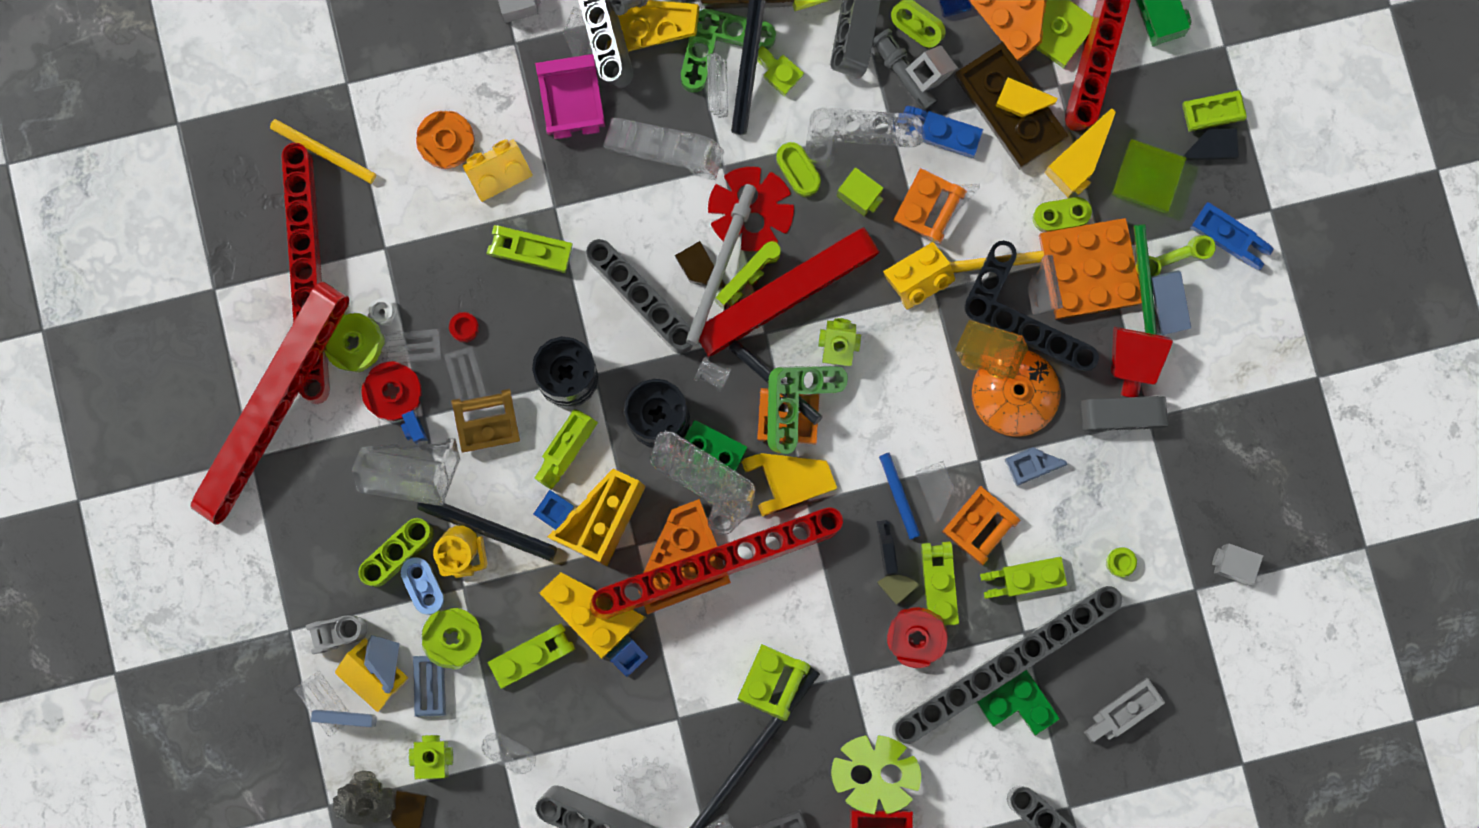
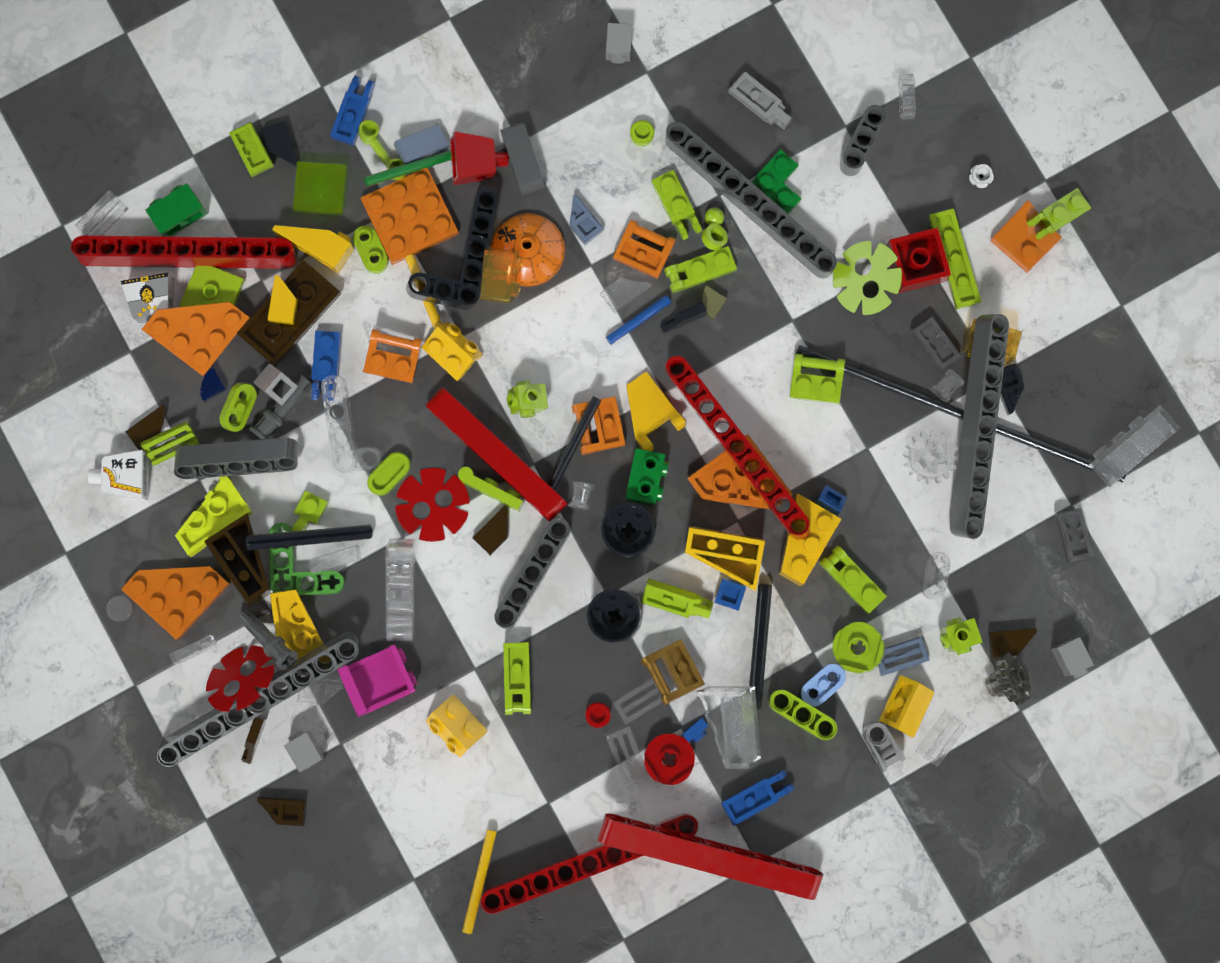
camera: 105 degrees left, 0 degrees up
(320, 474) = (754, 798): none -> blue hinge
(344, 718) = (950, 715): sand blue tile -> none
(368, 349) = (638, 788): lime plate -> none
(382, 304) = (601, 794): white plate -> none
(382, 660) = (894, 699): sand blue tile -> none
(445, 139) = (441, 778): orange tile -> none
(457, 550) = (786, 663): yellow piece -> none
(707, 477) = (676, 457): clear beam -> none
(740, 215) = (440, 510): light grey bar -> none
(794, 387) = (577, 424): bright green beam -> none
(860, 192) = (396, 415): lime brick -> none
(930, 626) = (739, 283): red plate -> none
(997, 618) = (714, 235): none -> lime plate
(1044, 288) = (436, 247): clear tile -> none

